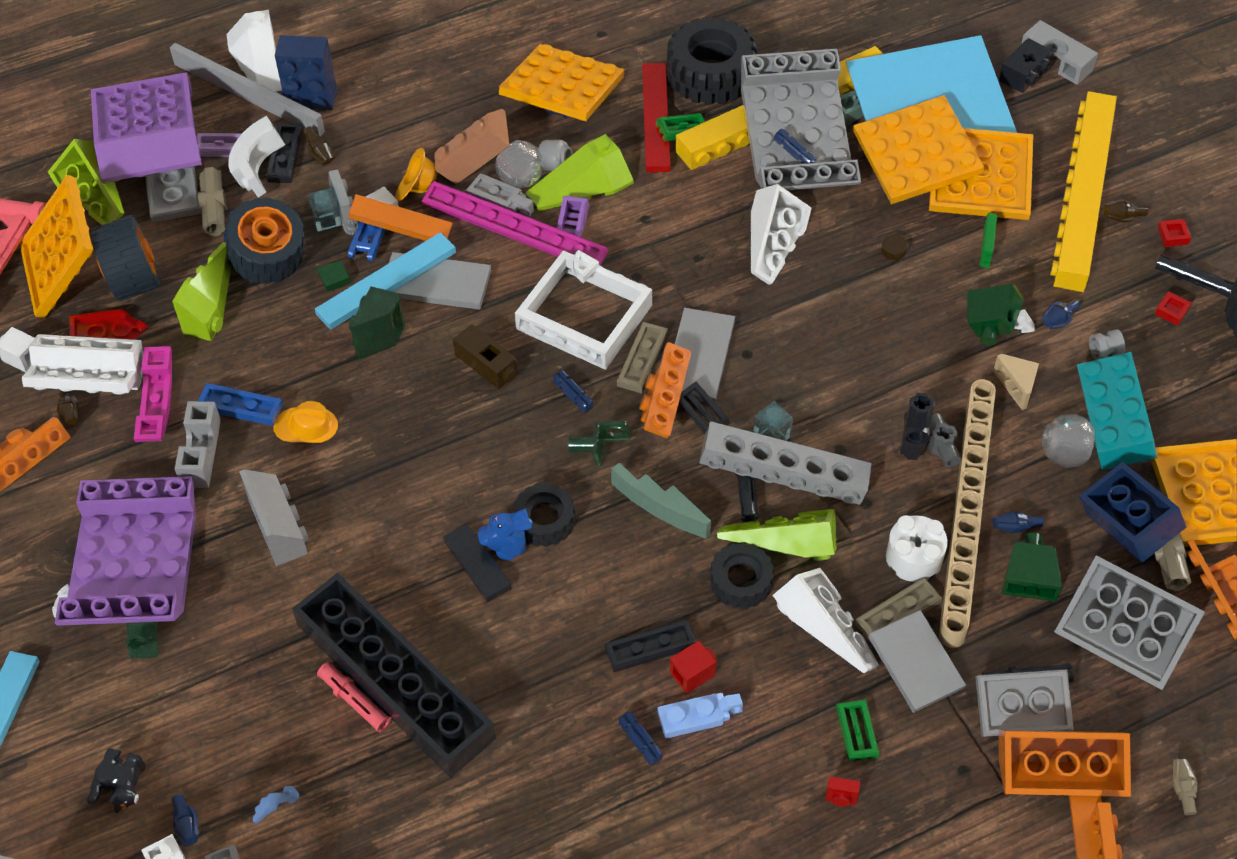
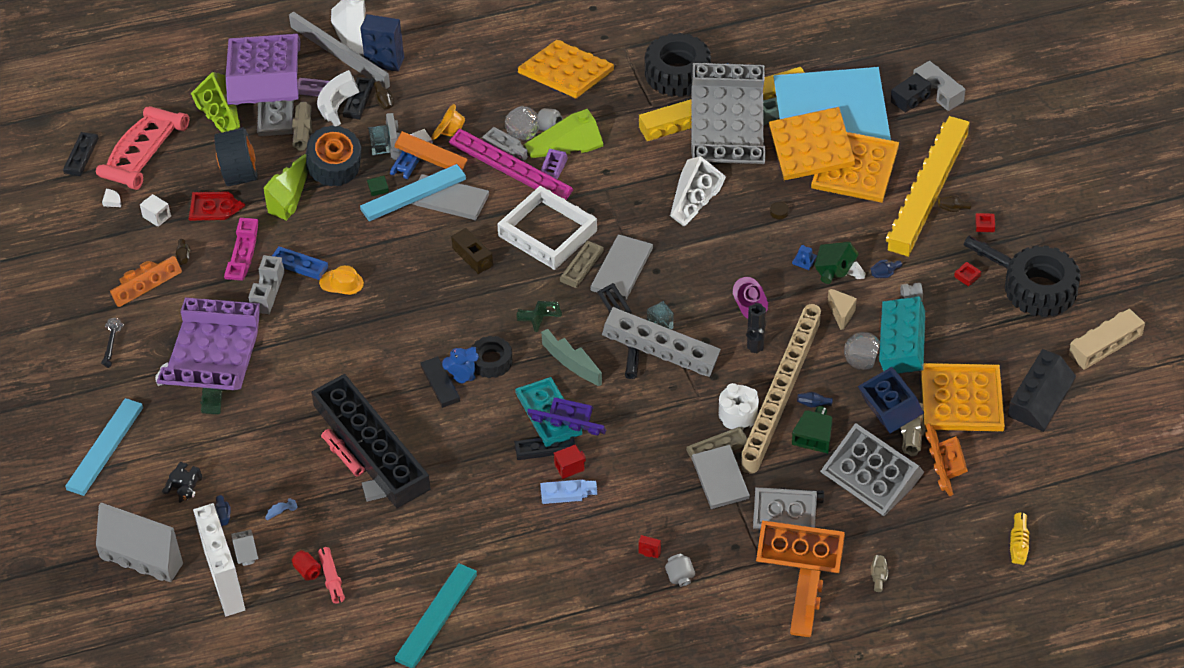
camera: 10 degrees right, 5 degrees down
(56, 246) = (189, 144): light orange plate -> none
(84, 364) = (198, 224): white brick -> none
(275, 516) = (310, 335): light grey slope -> none
(377, 322) = (401, 219): clear green slope -> none
(408, 752) = (372, 491): none -> light grey tile
(473, 147) = (490, 107): nougat slope -> none
(573, 391) = (528, 281): dark blue axle -> none
(584, 266) = (552, 197): white tile -> none
(640, 738) = (525, 500): dark blue axle -> none
(644, 590) = (540, 397): none -> teal tile
(655, 106) = (629, 101): red tile -> none
(664, 391) = (590, 286): orange bracket -> none
(679, 593) = (570, 414): none -> dark purple bracket
(682, 122) = (634, 105): green tile -> none
(741, 596) = (616, 397): black tyre -> none
(794, 147) = (720, 132): dark blue axle -> none
(804, 536) = (663, 391): lime wedge -> none
(814, 606) = (661, 435): white wedge -> none
(862, 753) = (670, 527): green tile -> none
(891, 380) = (748, 292): none -> magenta piece
(897, 824) = (680, 570): none -> light grey head
(943, 441) = (776, 341): dark grey axle -> none
(947, 311) = (804, 258): none -> blue brick
(988, 240) = (846, 213): green tile -> none

